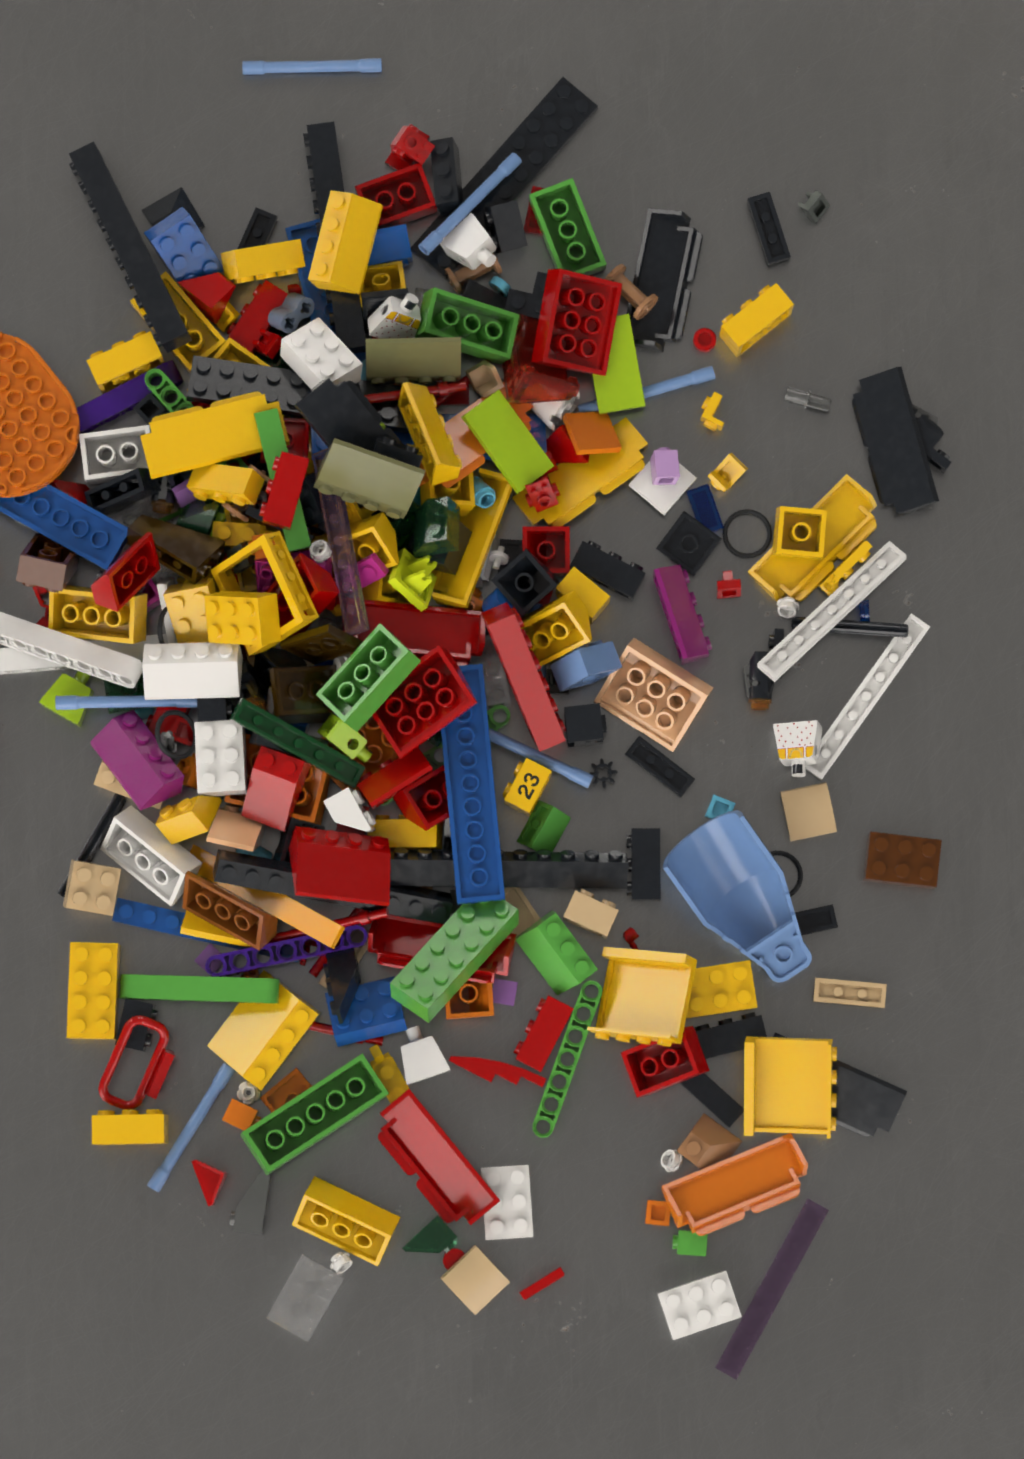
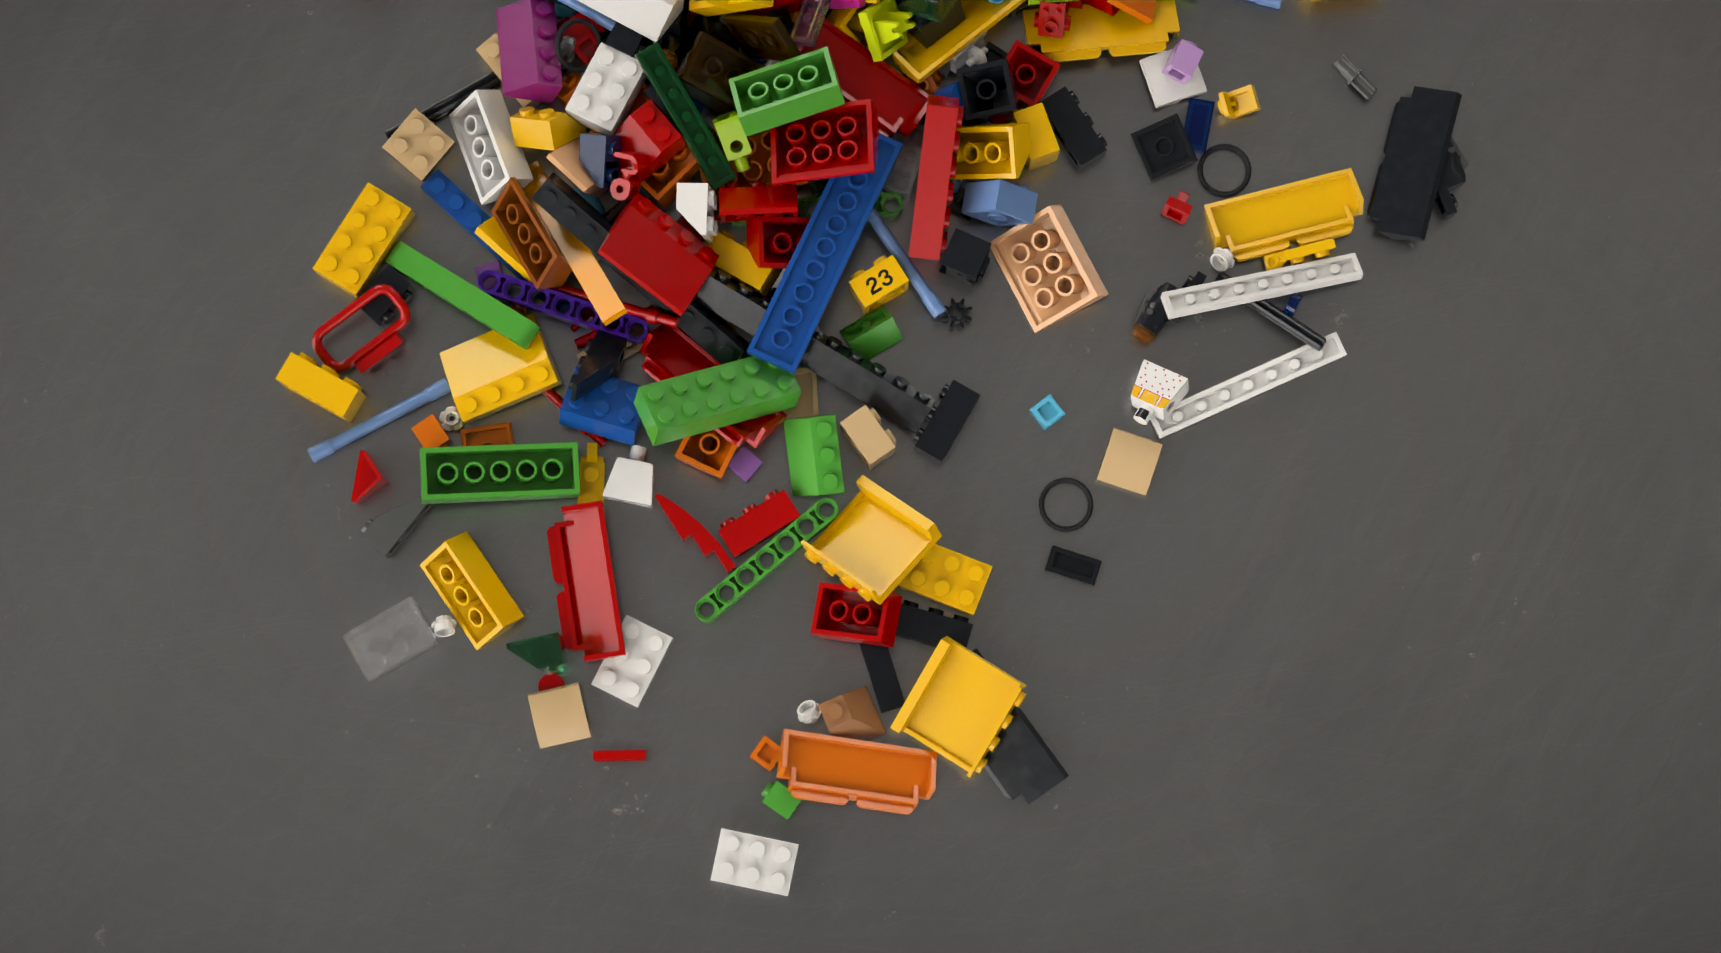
camera: 25 degrees right, 0 degrees up
(248, 815) = (597, 157): none -> dark blue slope
(284, 825) = (628, 186): none -> red leg
(629, 936) = (893, 480): red hand -> none
(659, 766) = (1014, 339): black tile -> none
(680, 613) = (1118, 206): magenta slope -> none
(710, 406) = (1258, 32): yellow bracket -> none
(740, 893) = (1019, 498): medium blue windscreen -> none
(771, 1289) = (832, 887): clear purple tile -> none
(799, 532) = (1274, 194): yellow brick -> none
(849, 992) = (1069, 653): tan plate -> none
(902, 860) = (1192, 557): reddish brown brick -> none

